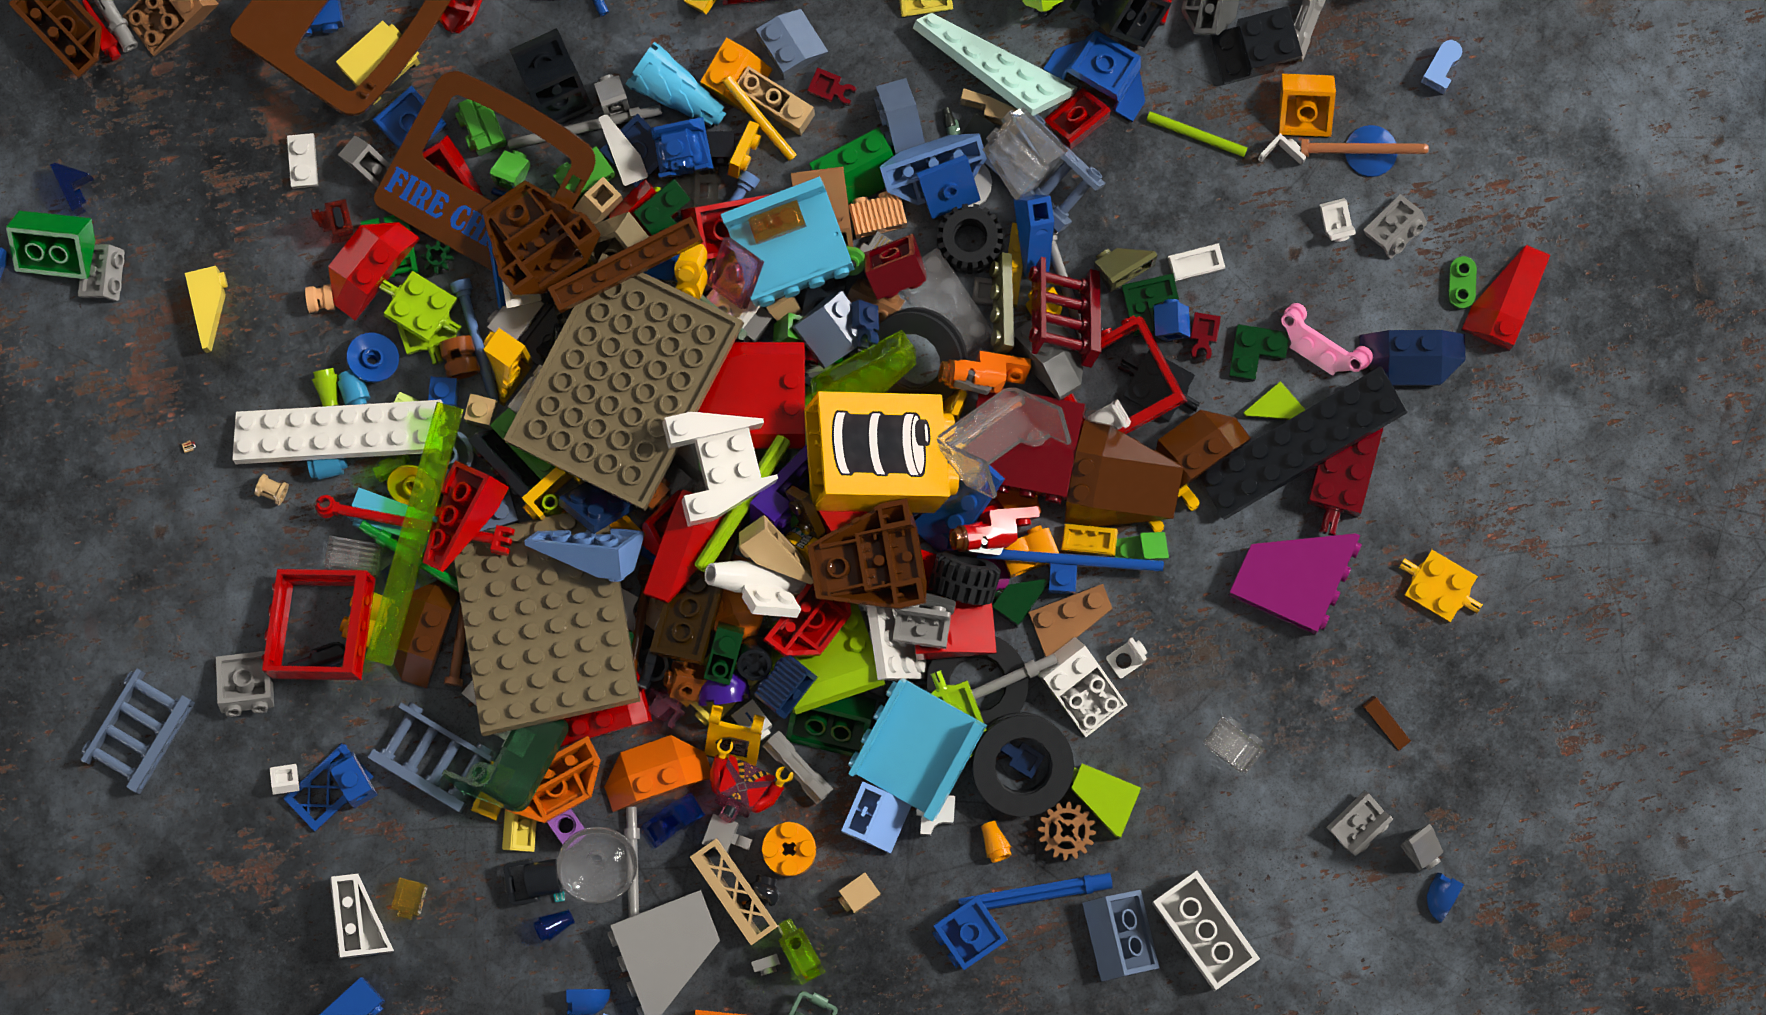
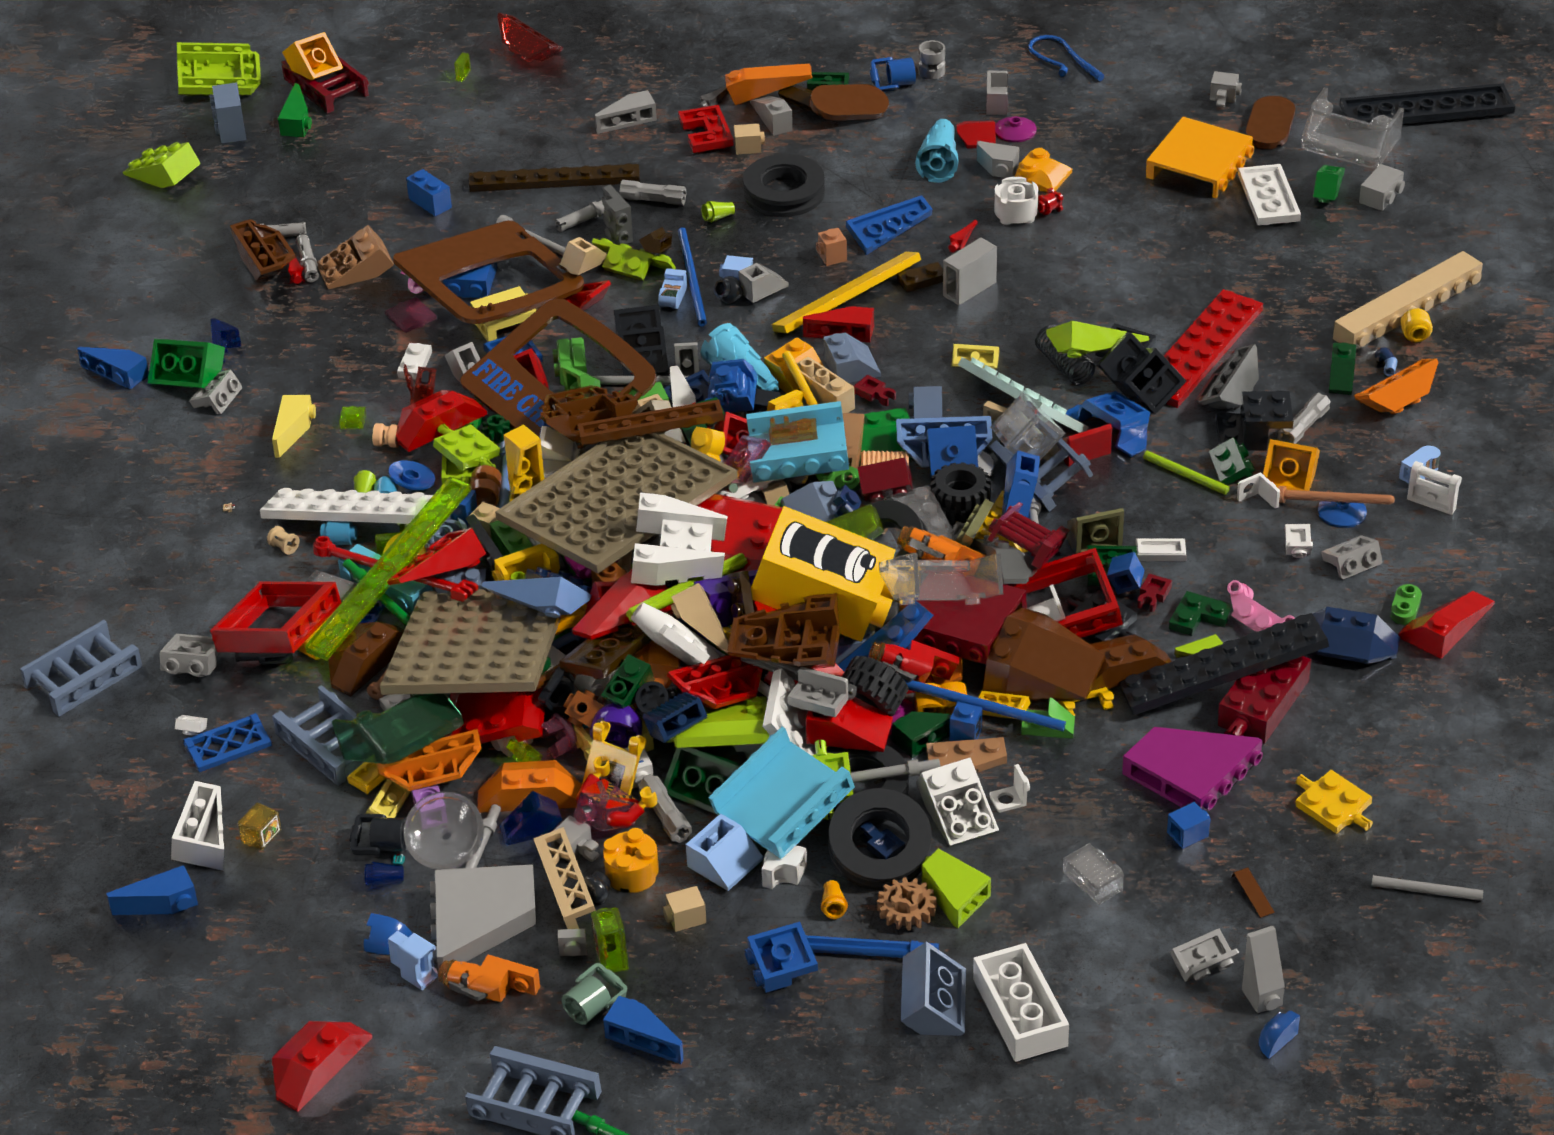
camera: 15 degrees right, 40 degrees down
(265, 82) = (410, 314): none -> clear pink piece
(269, 271) = (352, 417): none -> clear neon green plate
(352, 780) = (249, 717): blue torso -> none
(636, 734) = (523, 751): none -> clear neon green plate
(1243, 111) = (1231, 461): none -> bracket
(1310, 657) = (1188, 825): none -> blue brick
(1464, 109) = (1430, 493): none -> white plate
(1548, 675) = (1428, 888): none -> light grey bar

